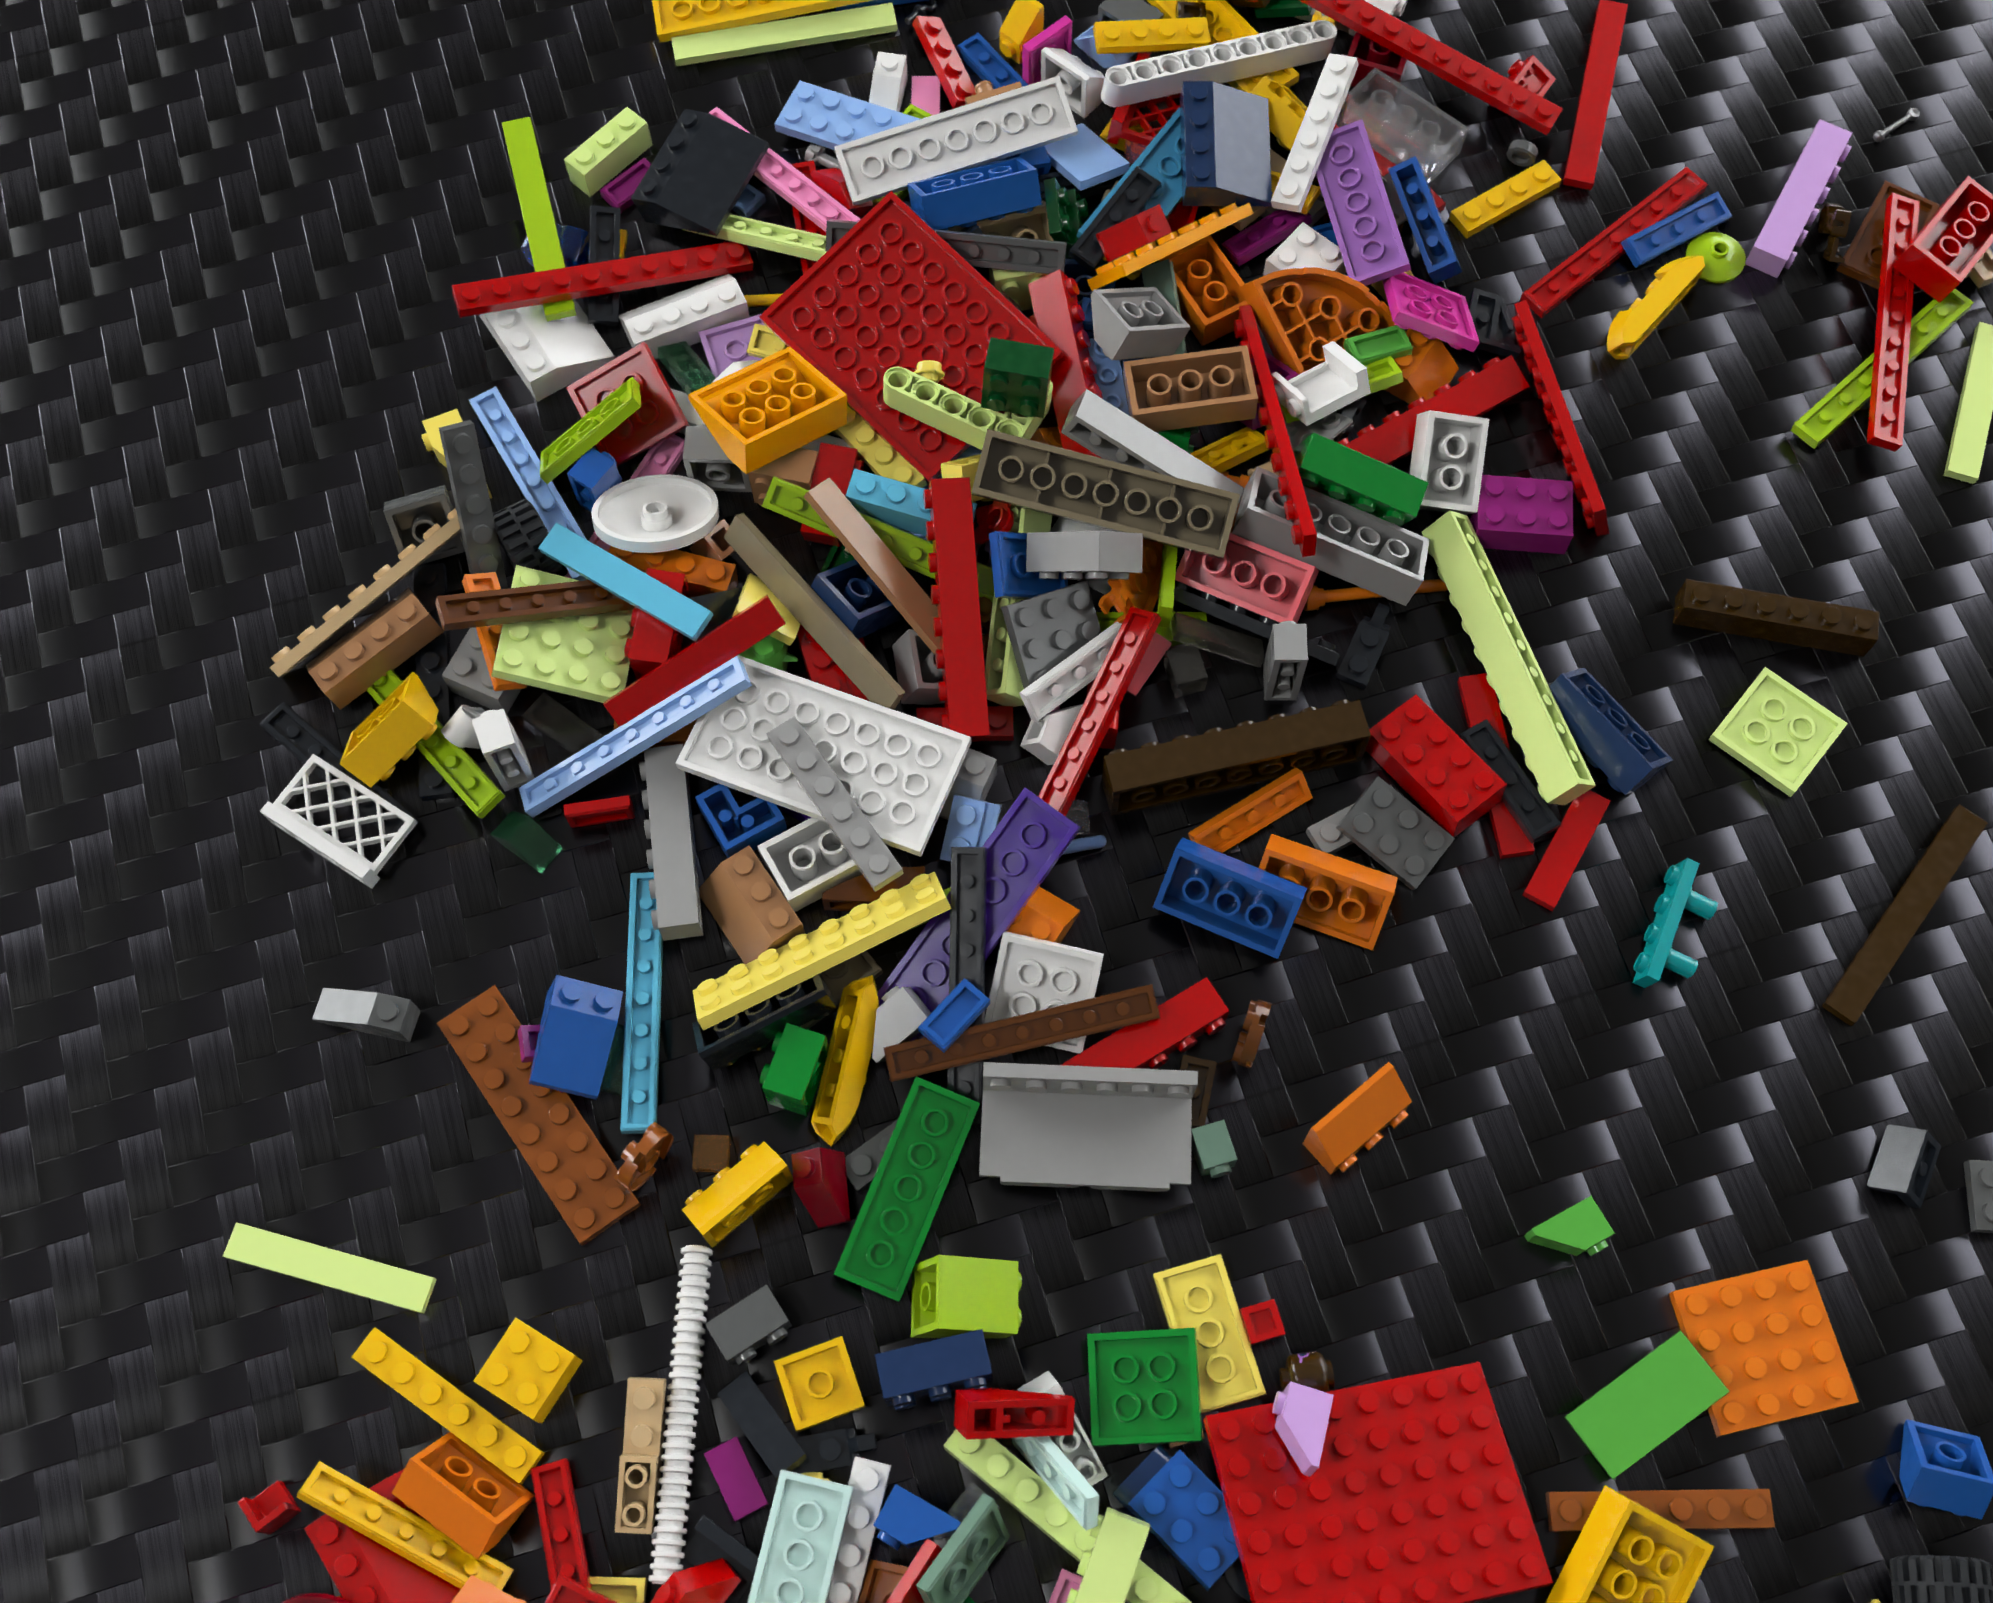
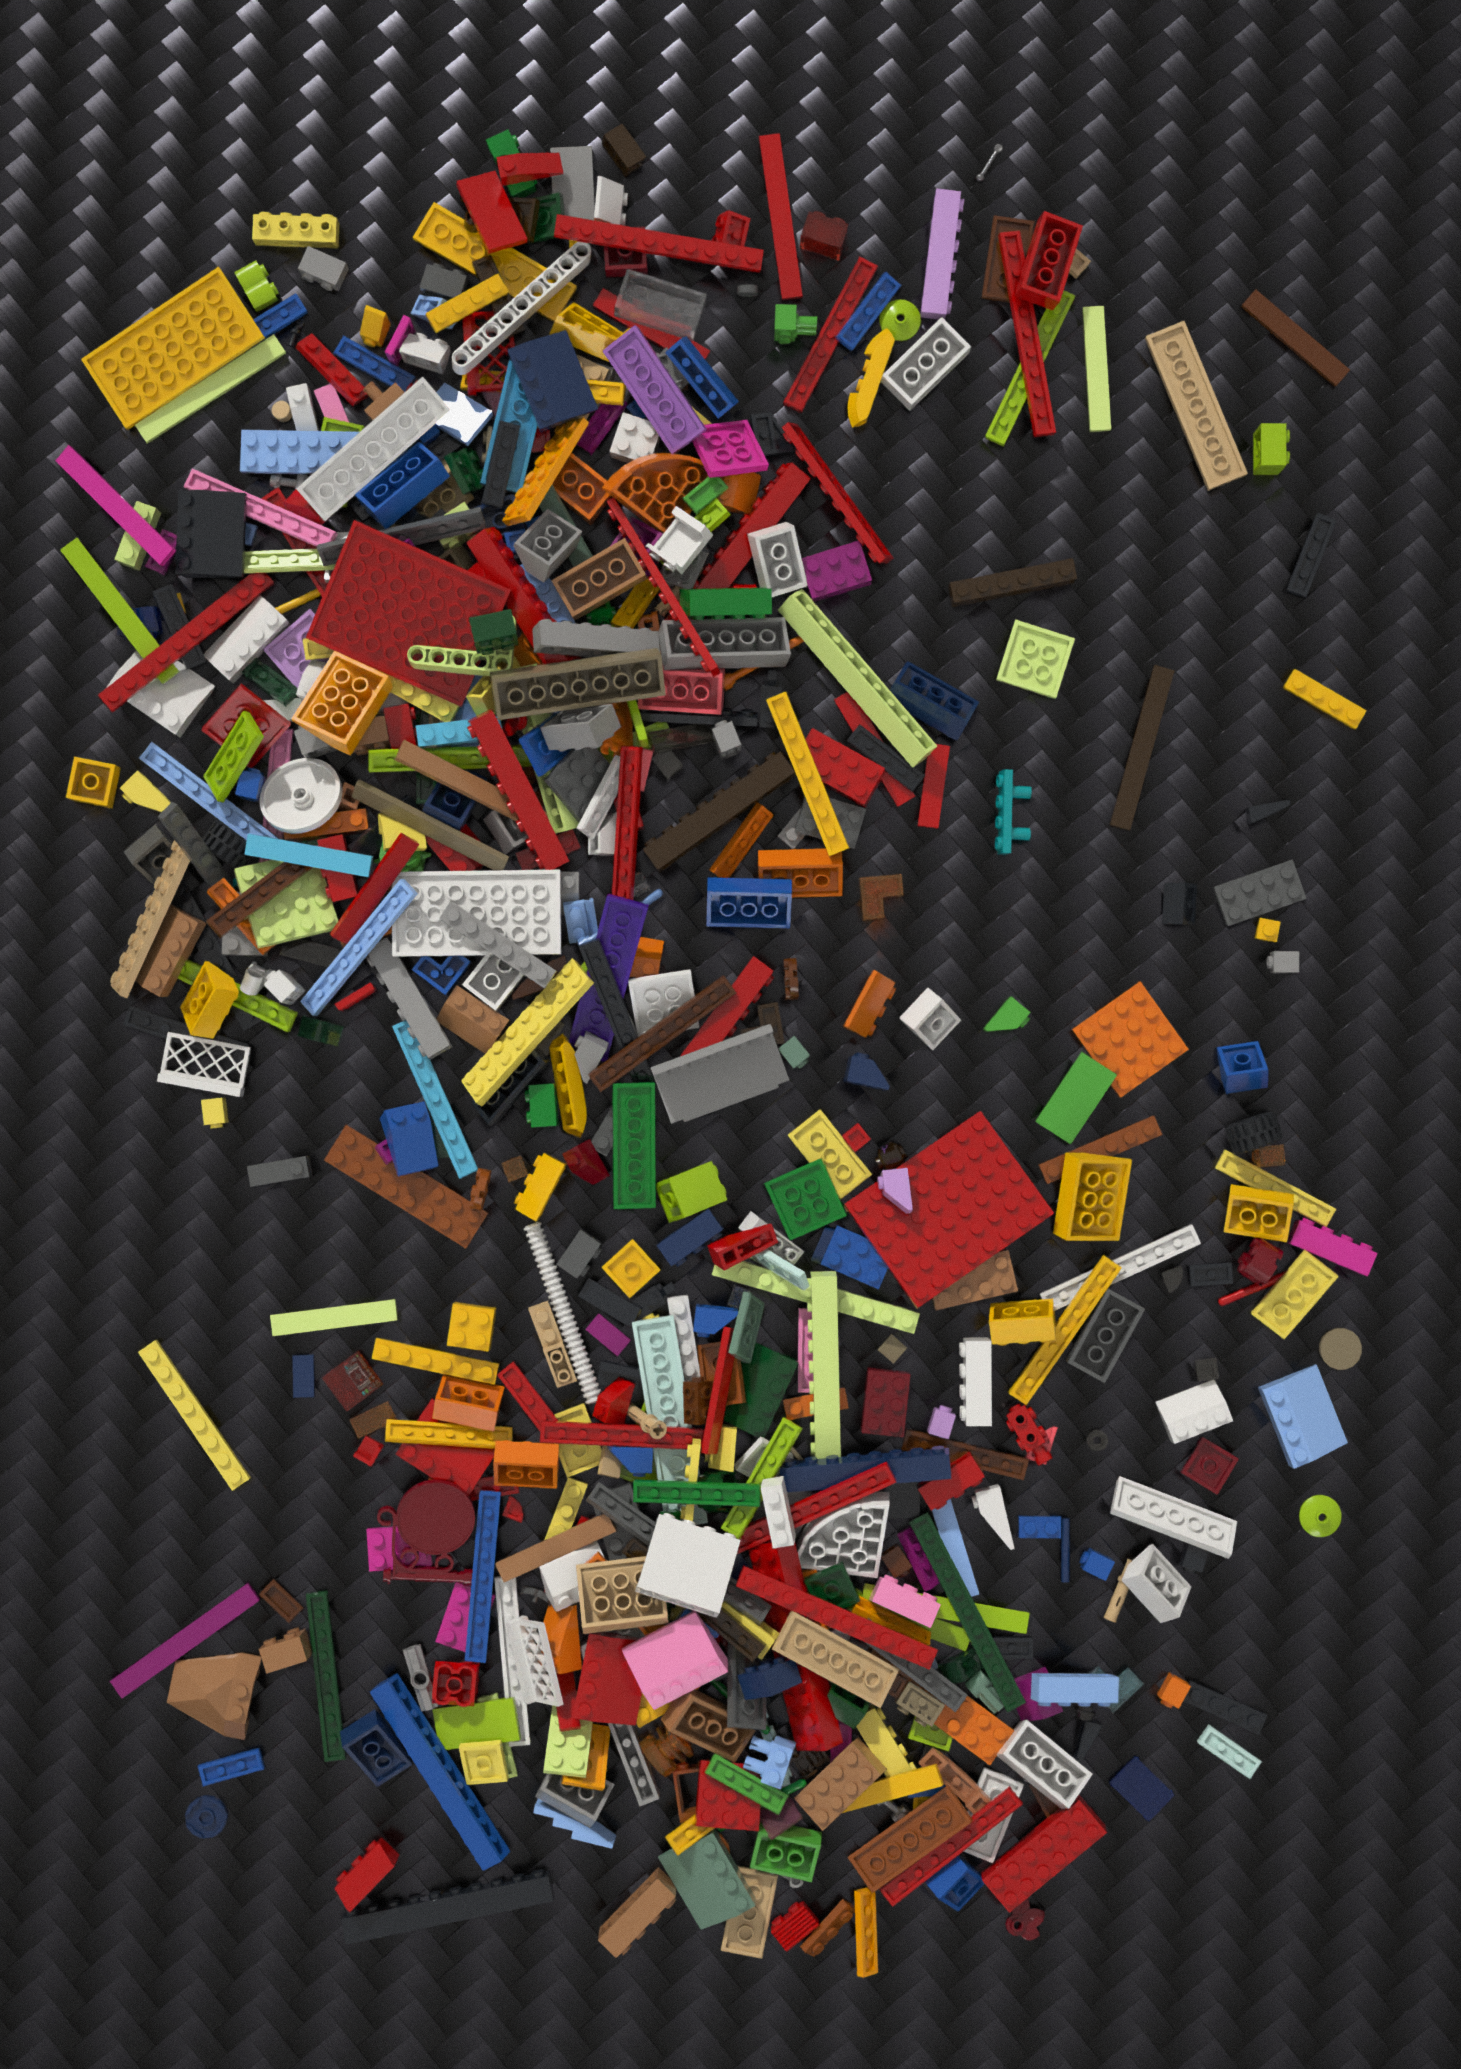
camera: 25 degrees left, 20 degrees up
(41, 1335) = (194, 1415): none -> light yellow plate
(236, 1341) = (303, 1376): none -> dark blue tile
(299, 1457) = (372, 1419): none -> clear orange tile
(303, 1380) = (352, 1380): none -> clear red slope
(318, 890) = (214, 1112): none -> light yellow brick
(392, 404) = (93, 782): none -> yellow brick
(599, 103) = (116, 505): none -> dark pink tile
(860, 85) = (282, 411): none -> tan piece
(930, 369) = (433, 639): light yellow plate -> none
(954, 1015) = (620, 1041): blue tile -> none
(1133, 233) = (518, 474): red slope -> none
(1314, 133) = (607, 345): white plate -> none
(1319, 1216) = (864, 1072): none -> dark blue slope
(1388, 749) = (807, 773): none -> yellow plate
(1429, 956) = (874, 890): none -> clear orange brick
(1447, 1182) = (930, 1018): none -> white slope
(1505, 199) = (747, 329): yellow plate -> none
(1566, 201) = (790, 325): none -> bright green brick
(1649, 121) = (824, 235): none -> clear red brick
(1738, 309) = (925, 364): none -> white brick
(1830, 223) = (970, 273): dark brown piece -> none

